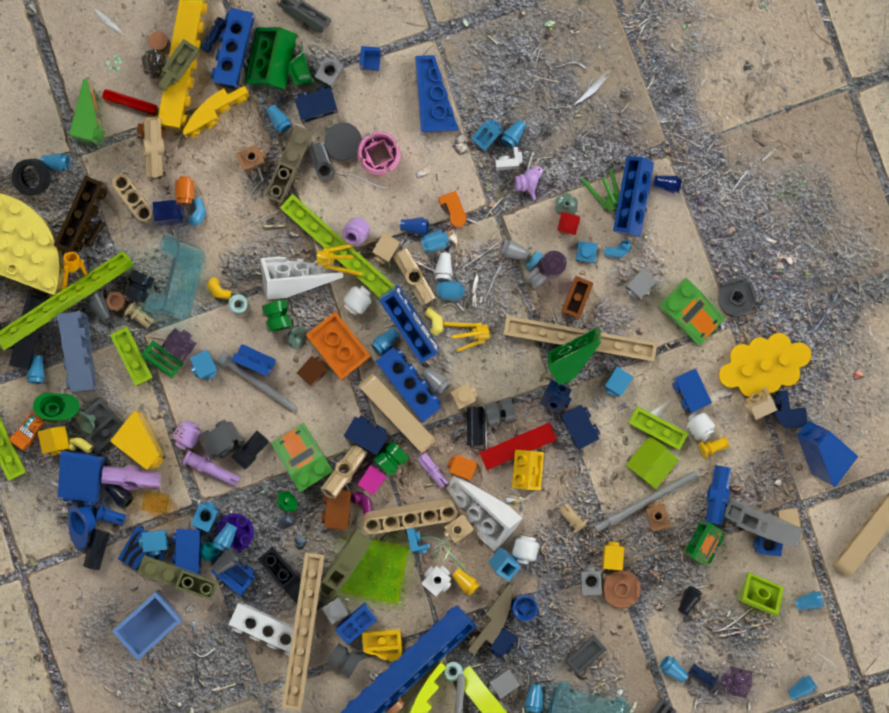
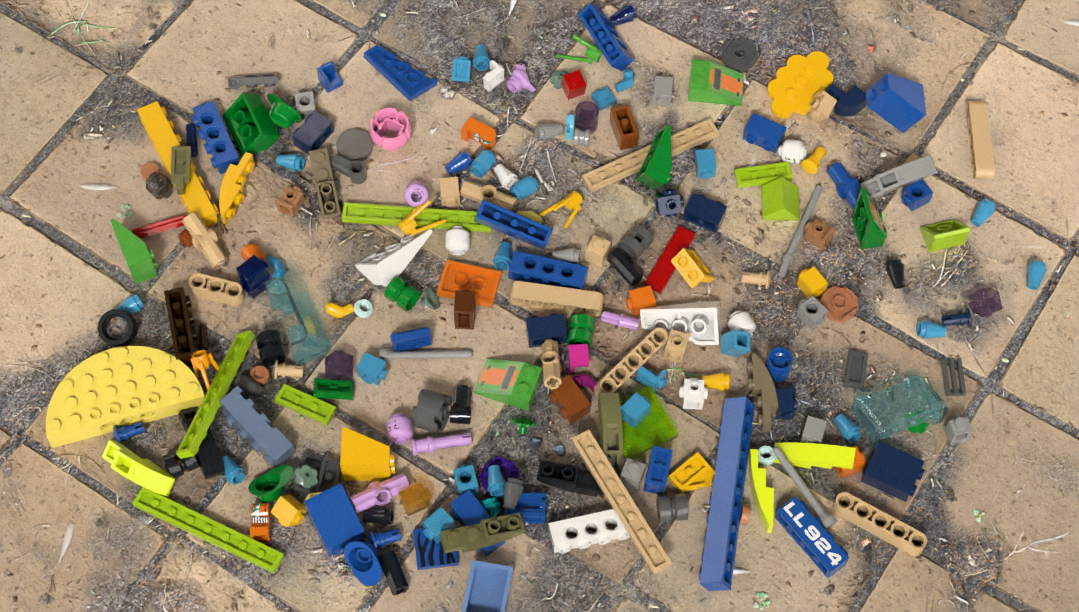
camera: 35 degrees left, 25 degrees down
(378, 562) = (635, 409): none -> dark azure brick

